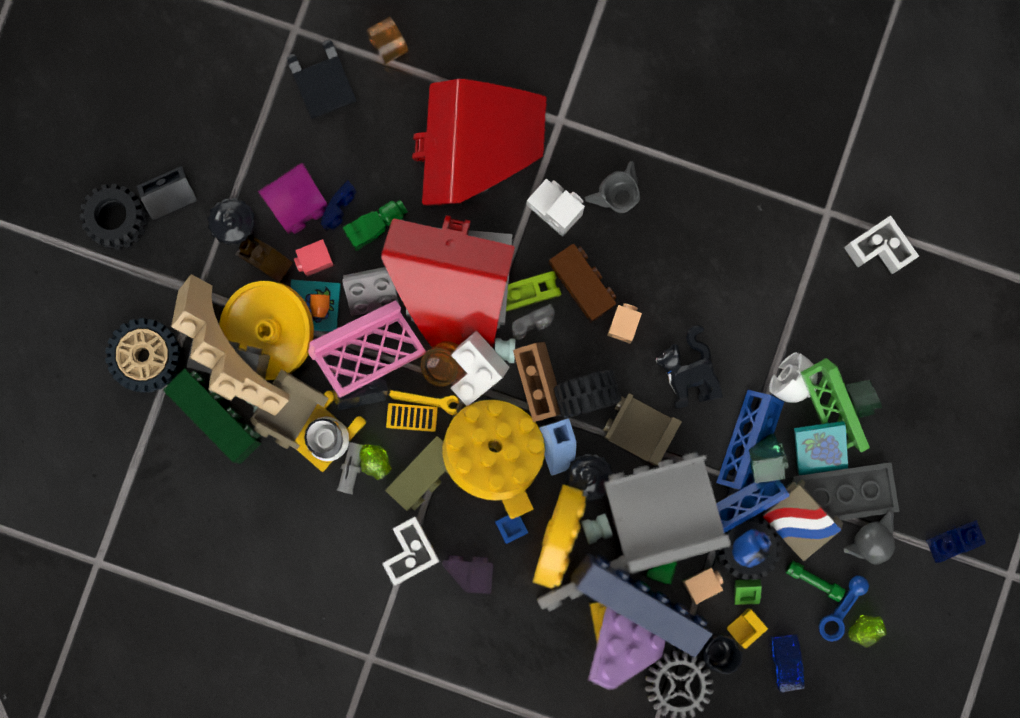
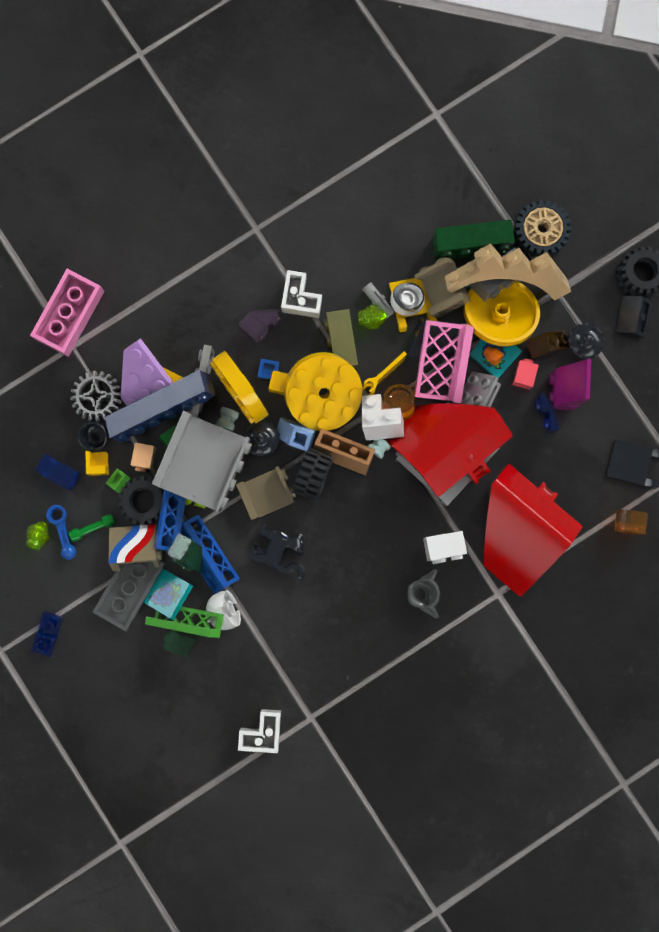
camera: 130 degrees right, 0 degrees up
(373, 224) = (519, 425): green piece -> none
(411, 417) = (381, 359): tile -> none
(528, 291) = (404, 489): lime plate -> none
(541, 319) = (382, 480): clear plate -> none
(583, 282) = (384, 527): reddish brown brick -> none
(624, 323) = (339, 533): light nougat brick -> none
(751, 548) = (140, 499): blue head -> none
(874, 541) = (87, 582): dark grey piece -> none

